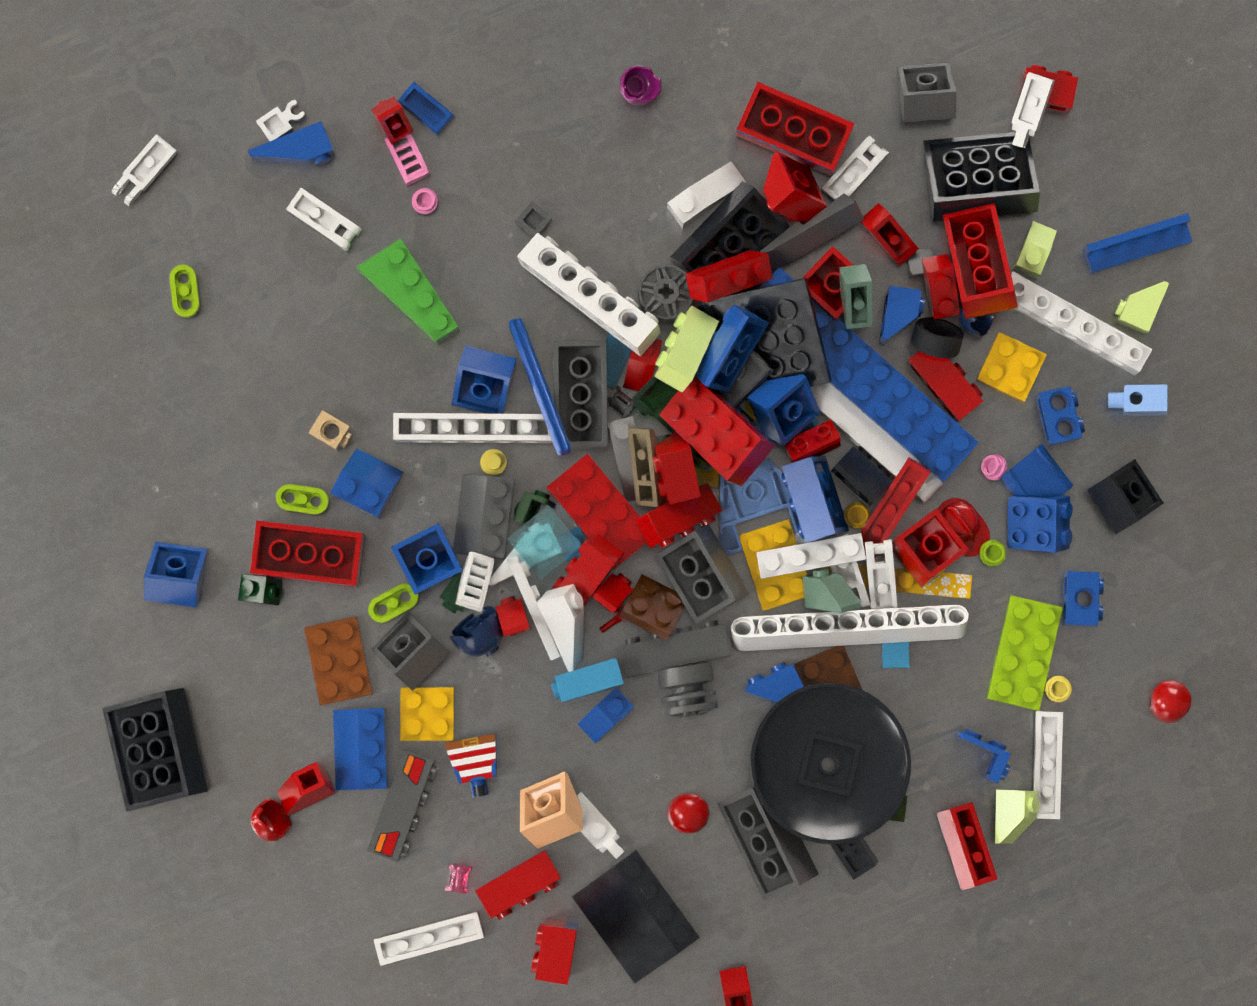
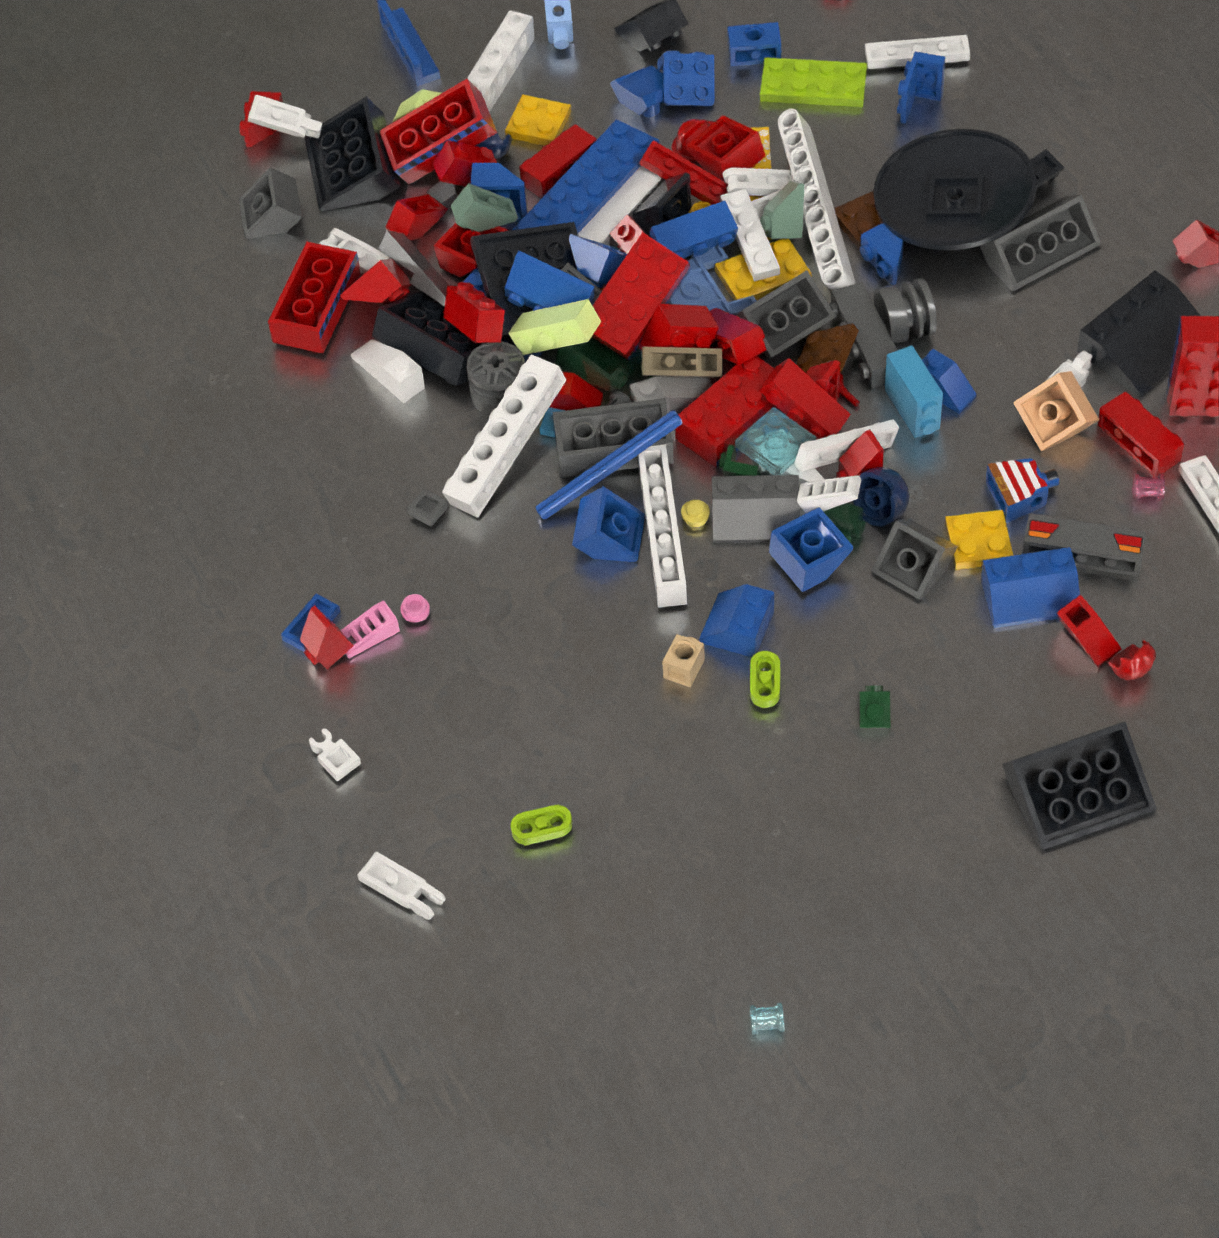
camera: 95 degrees left, 30 degrees down
(175, 574) = (873, 788): blue slope -> none
(302, 147) = (362, 727): blue slope -> none
(307, 553) = (826, 659): red brick -> none
(323, 218) = (443, 699): white plate -> none
(338, 660) = (938, 627): dark orange plate -> none
(393, 602) = (867, 582): lime plate -> none
(404, 284) = (516, 603): bright green wedge -> none
(565, 619) = (852, 410): white slope -> none
(639, 85) = (277, 430): magenta hair -> none
(688, 813) = (1030, 309): red hair -> none
(895, 655) = (836, 172): dark azure tile -> none
(937, 337) = (520, 158): black tyre -> none
(967, 846) = (1009, 92): red brick -> none
(992, 553) = (721, 108): lime plate -> none
(994, 467) = (638, 117): bright pink plate -> none
(1014, 813) = (968, 63): yellowish green slope -> none
(1052, 417) = (581, 77): blue brick -> none
(1058, 689) = (843, 52): light yellow plate -> none
(1141, 308) = (469, 31): yellowish green slope -> none

